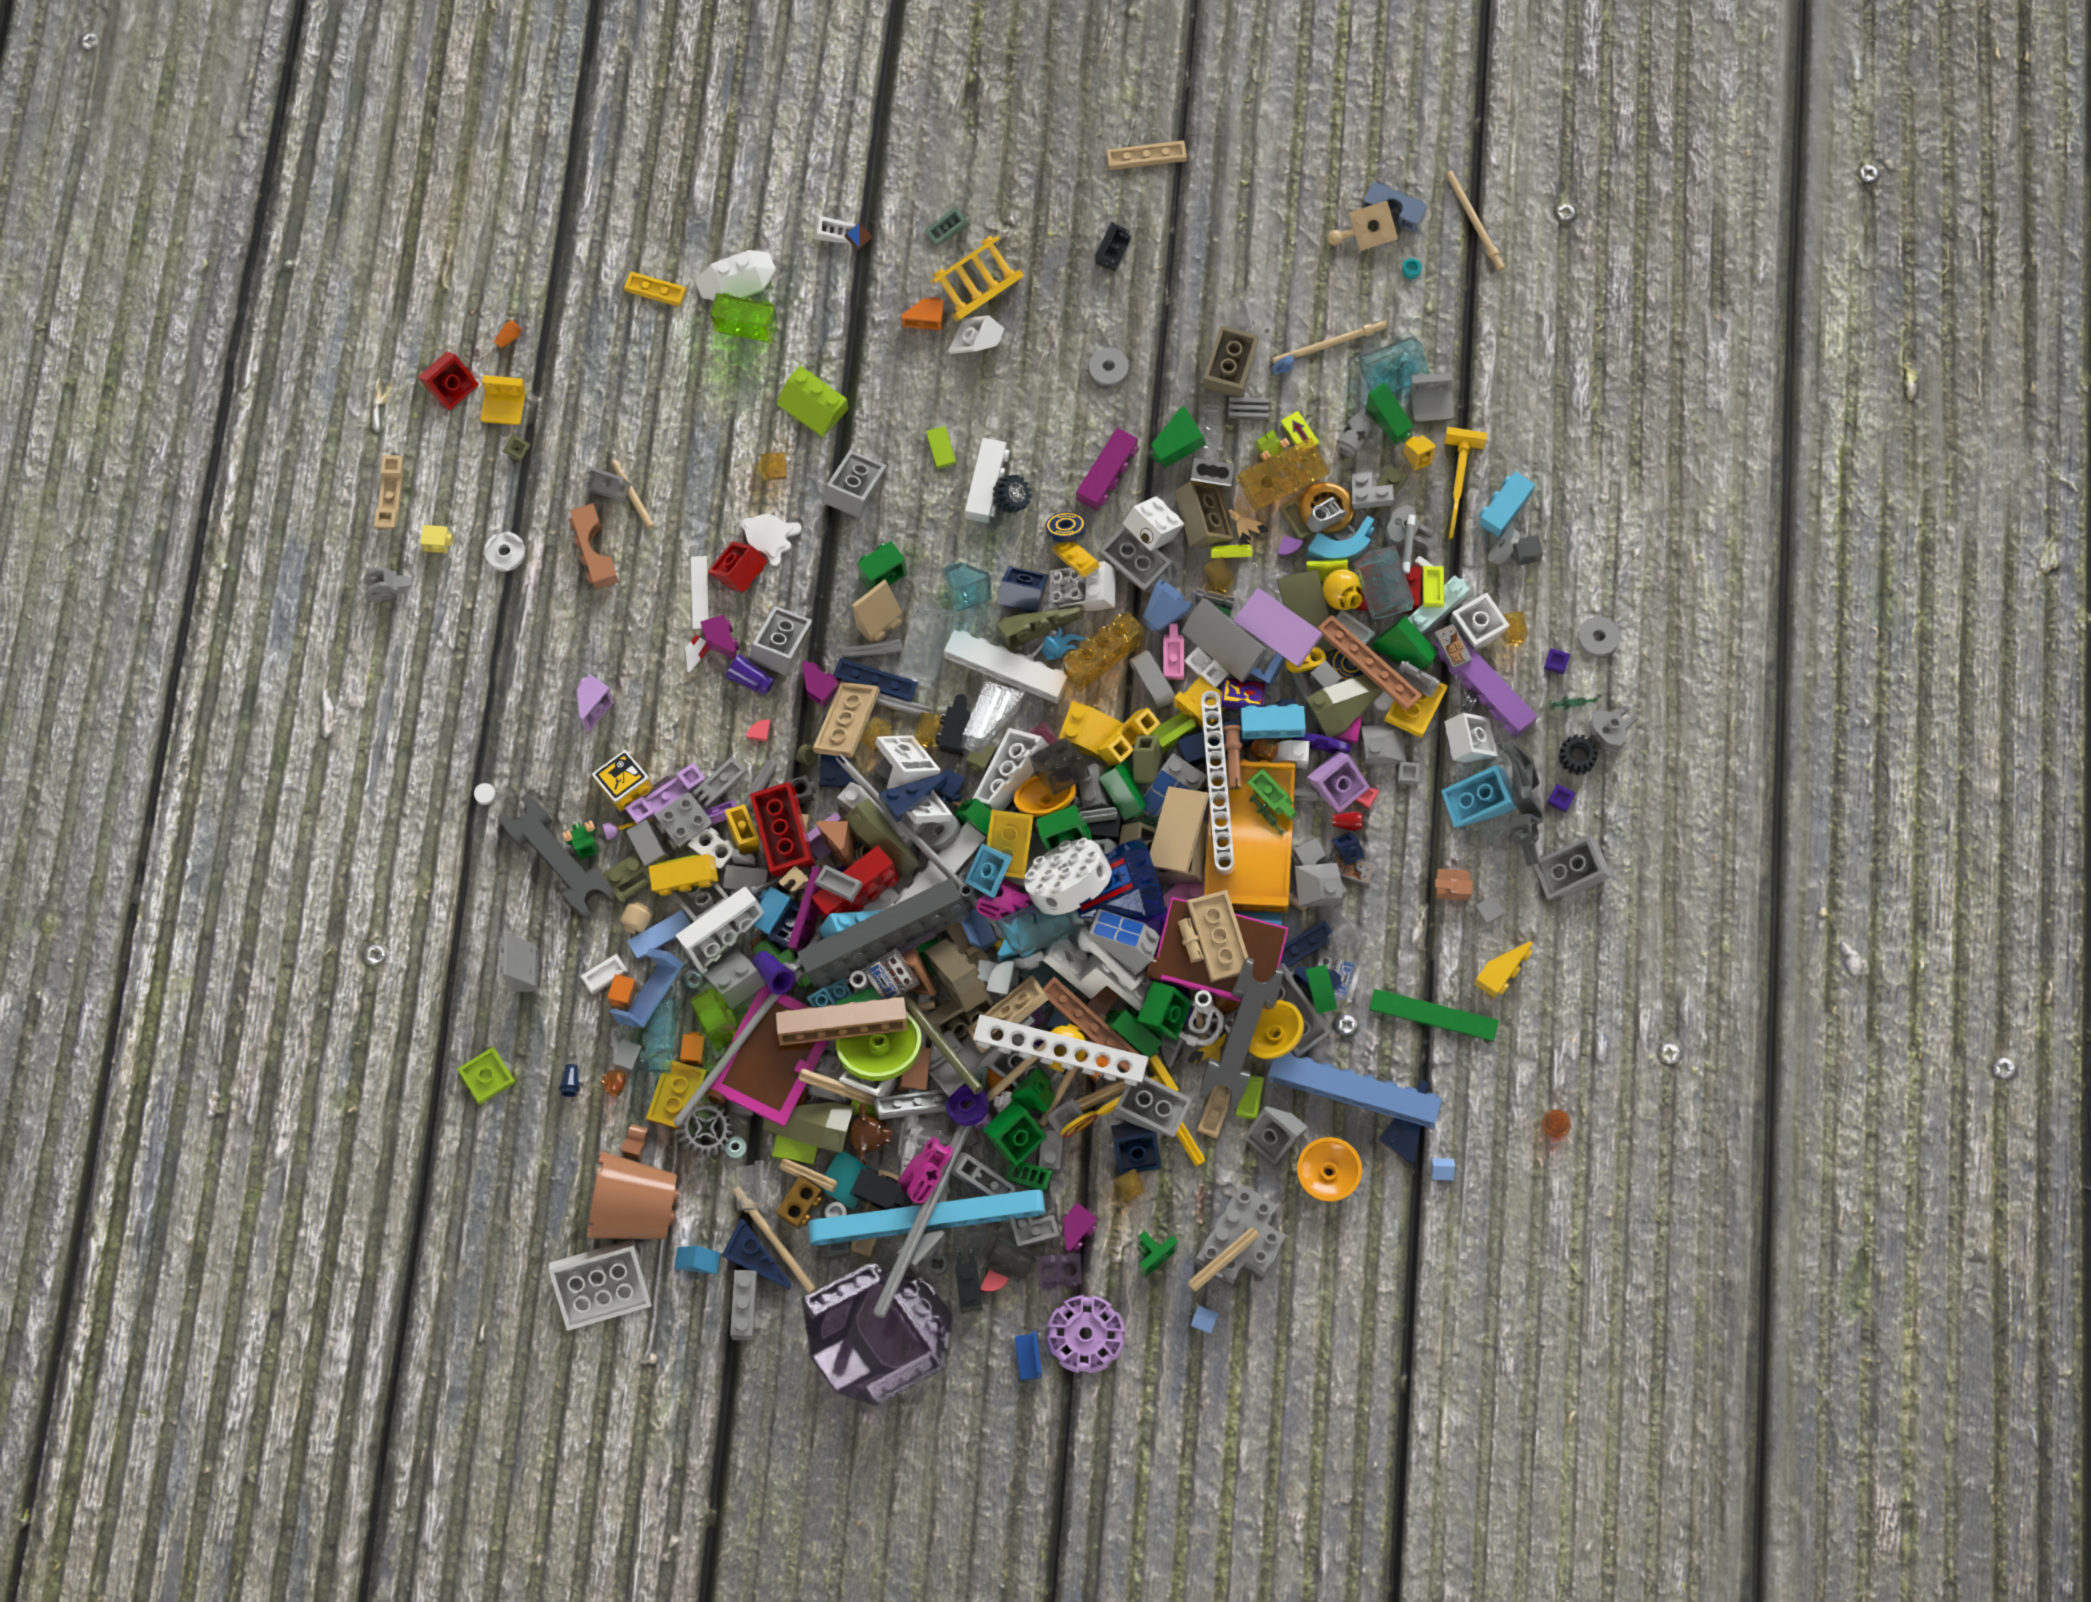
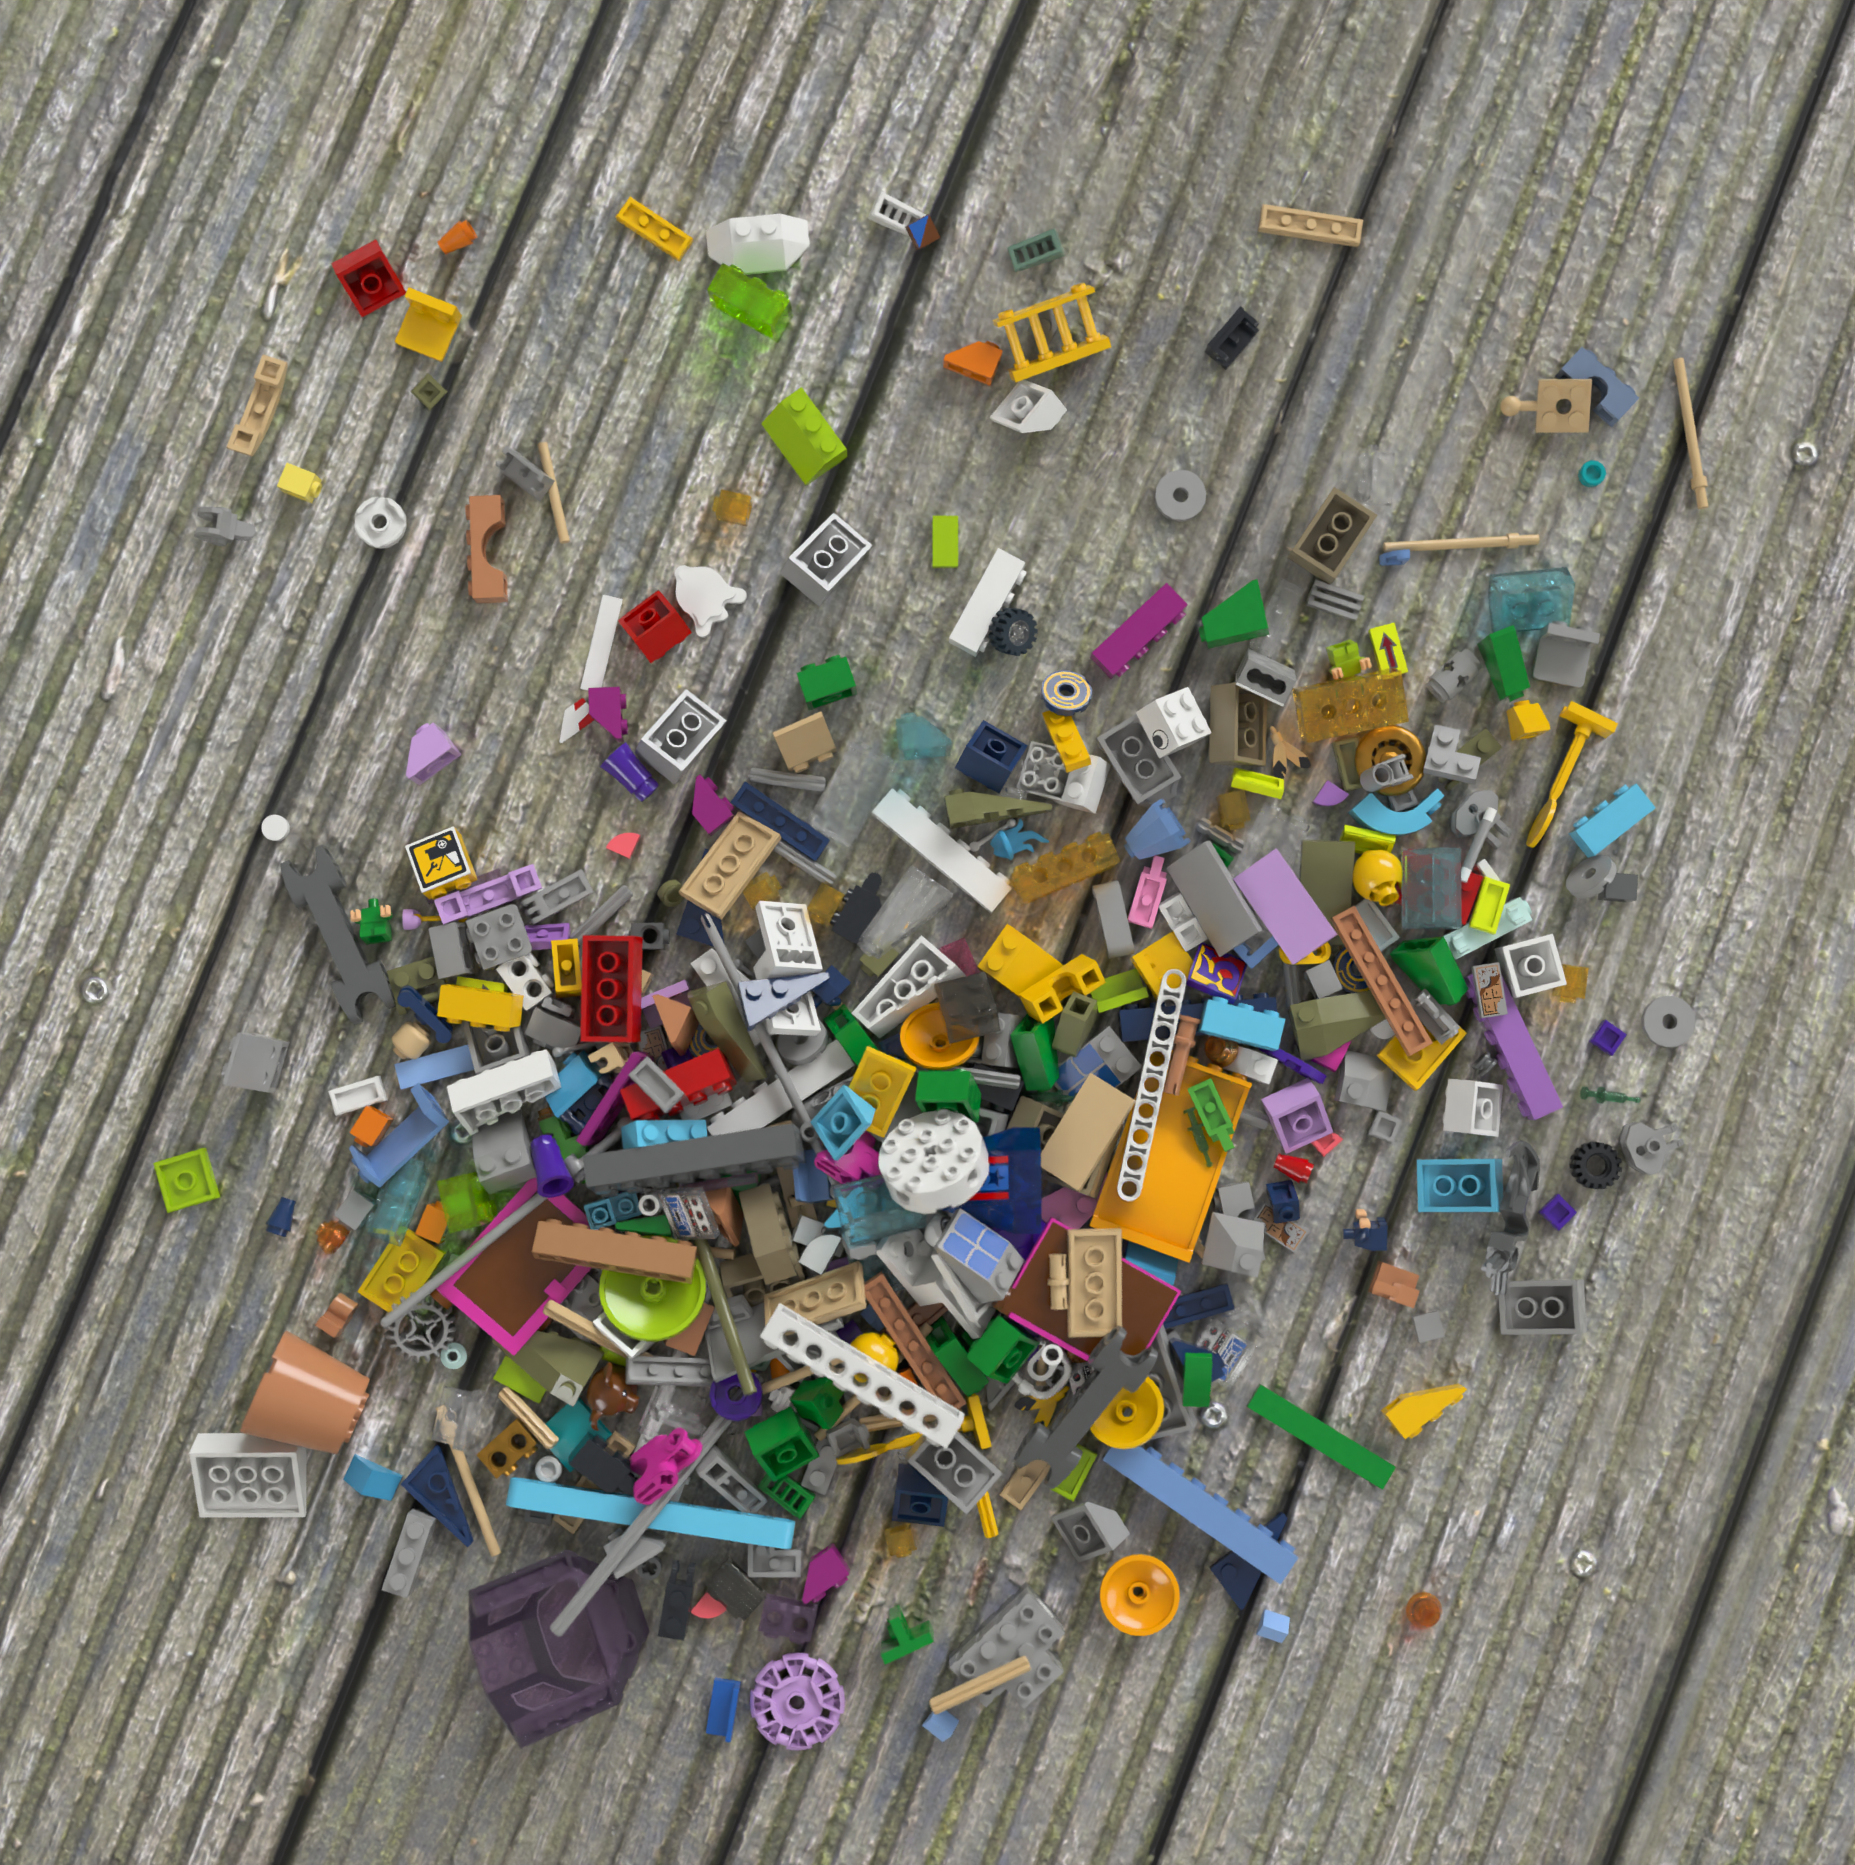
camera: 10 degrees right, 15 degrees up
(642, 893) = (425, 1013): none -> dark blue plate
(1419, 852) = (1367, 1233): none -> dark blue piece

